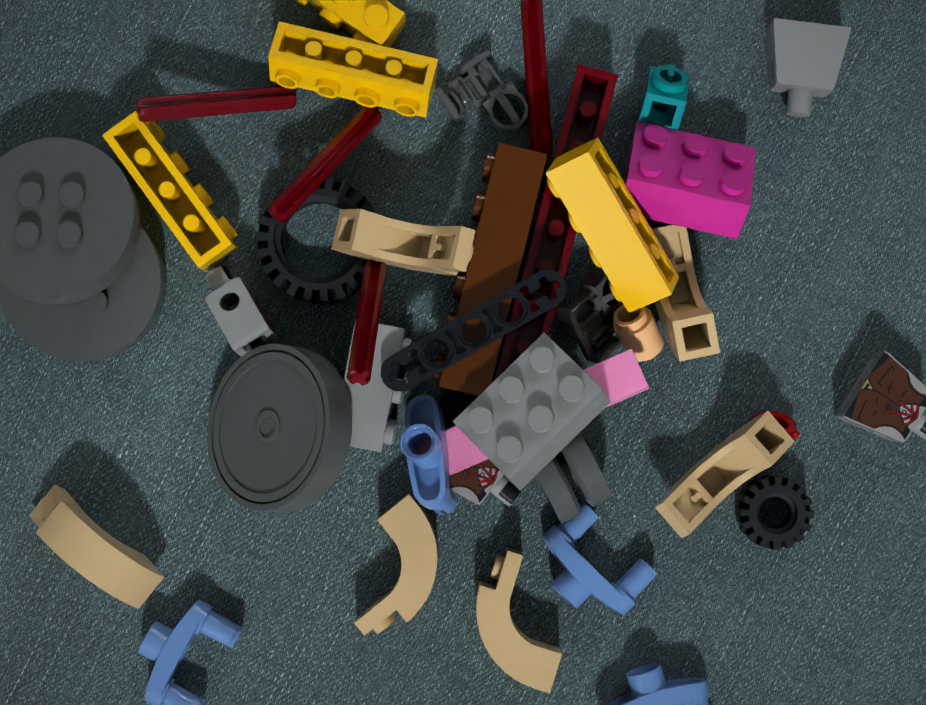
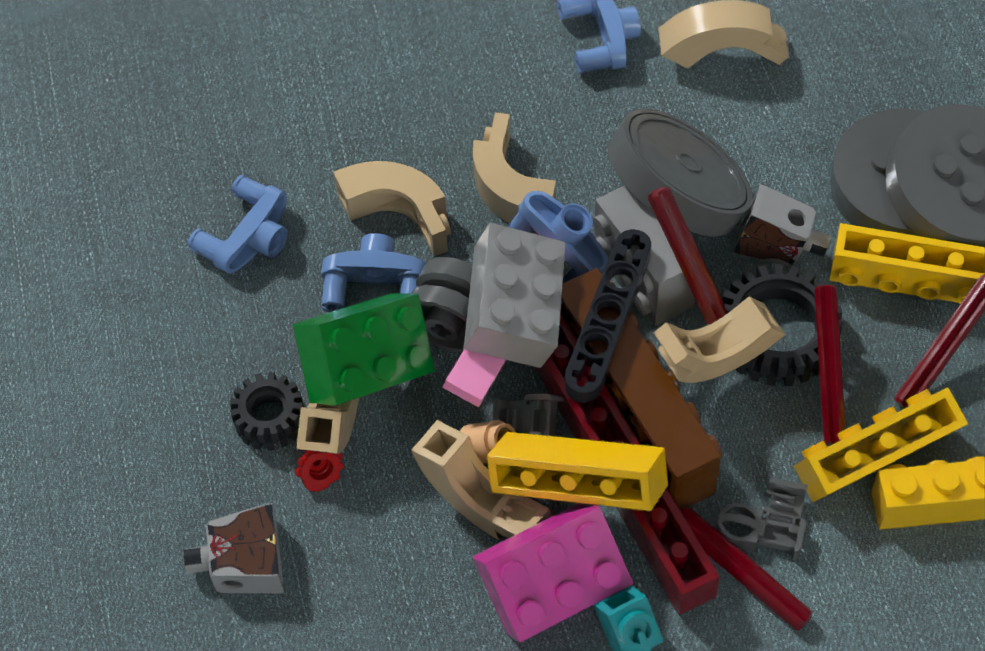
camera: 145 degrees right, 30 degrees down
(680, 478) = (363, 348): none -> green brick

